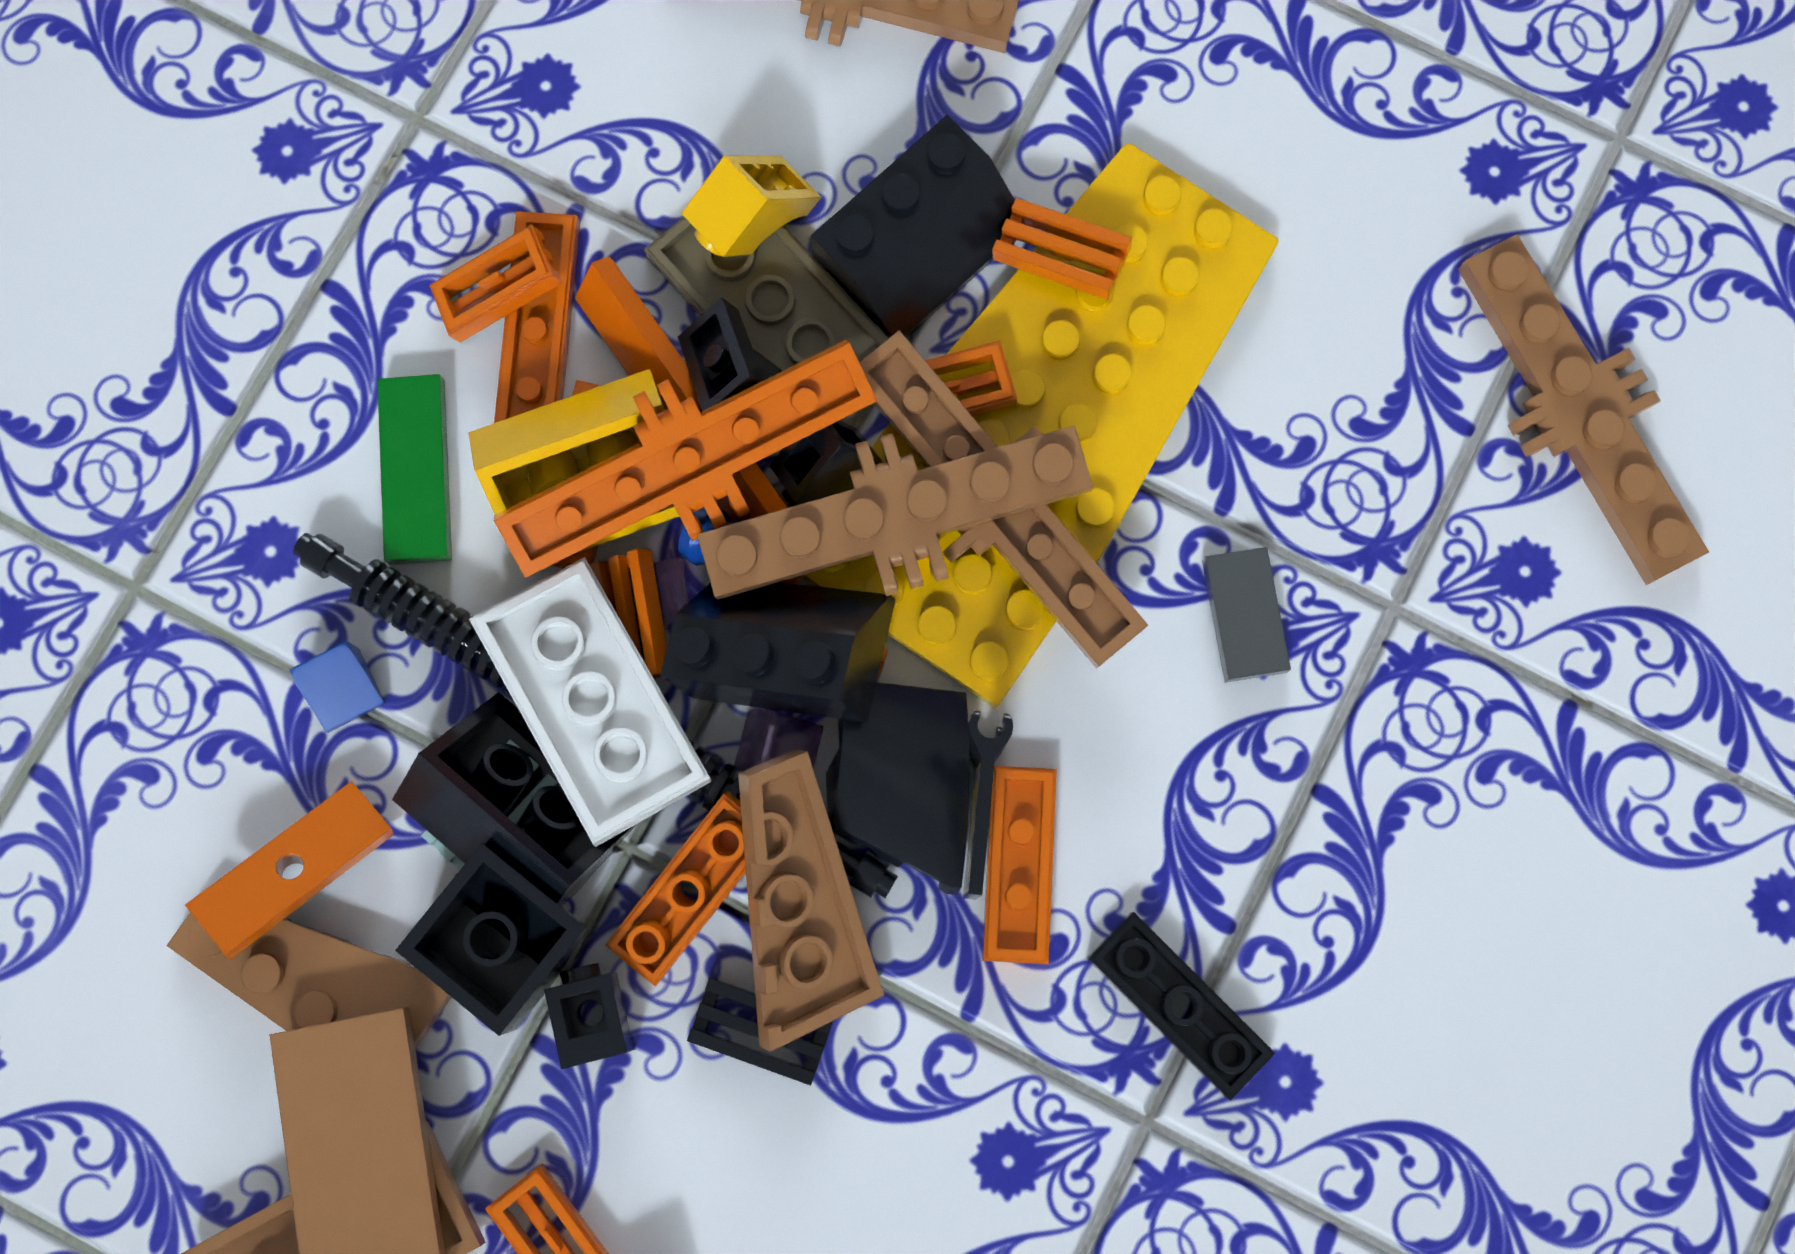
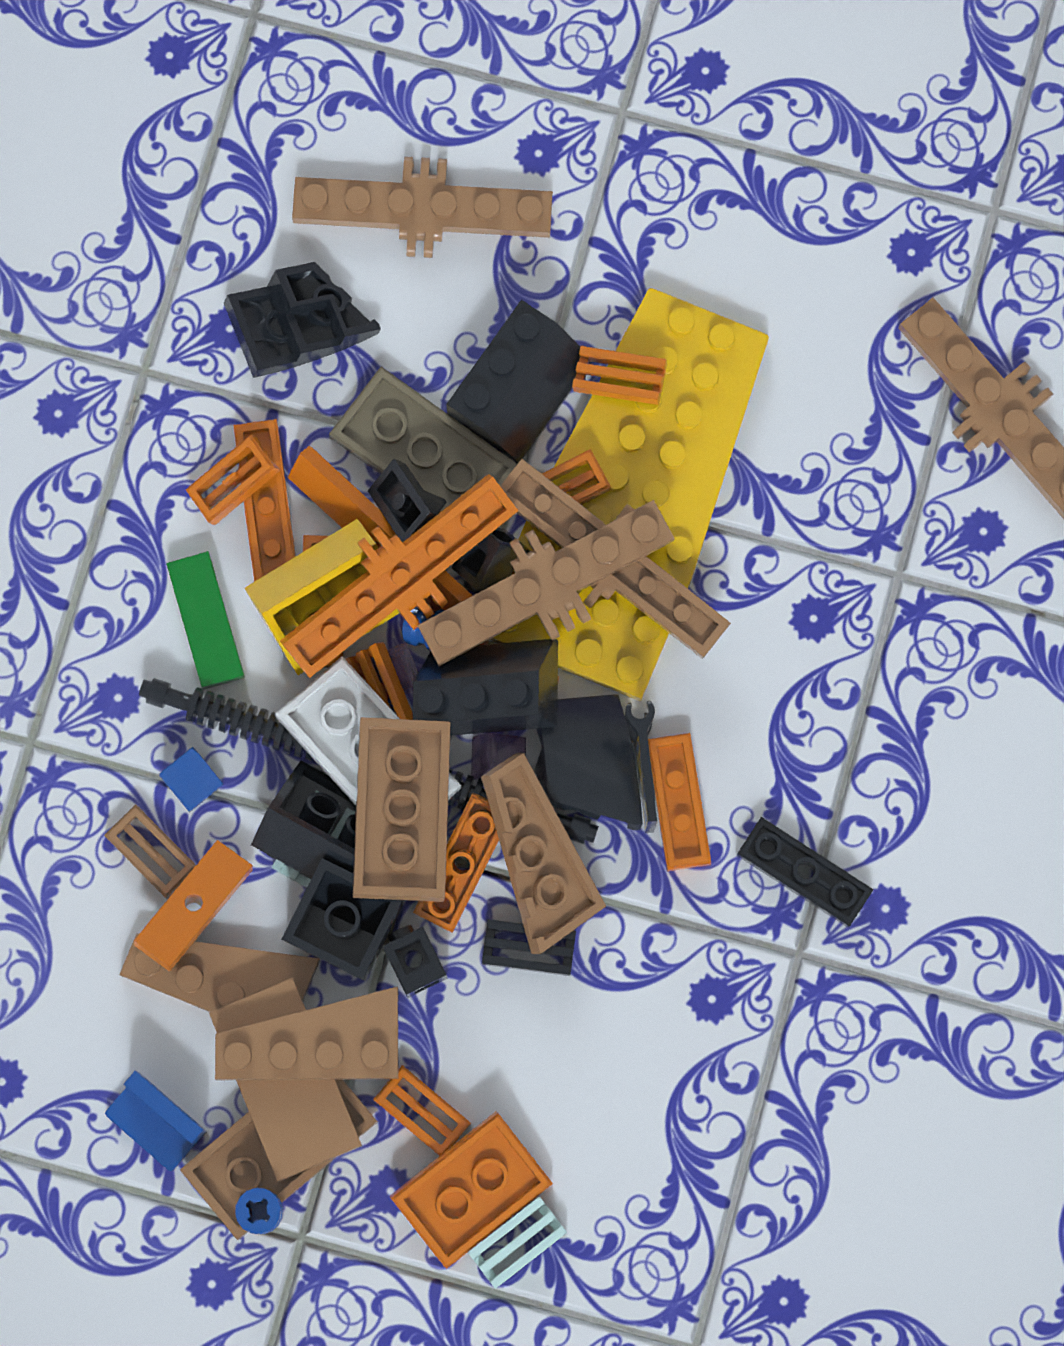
camera: 10 degrees left, 0 degrees up
(167, 1169) = (155, 1121): none -> blue panel
(235, 787) = (176, 877): none -> medium nougat tile
(423, 1120) = (322, 1043): none -> medium nougat wing
(610, 799) = (401, 809): none -> medium nougat plate
(635, 89) = (295, 320): none -> black slope
(747, 202) = (397, 388): yellow arch -> none
(1246, 614) = (797, 601): dark grey tile -> none

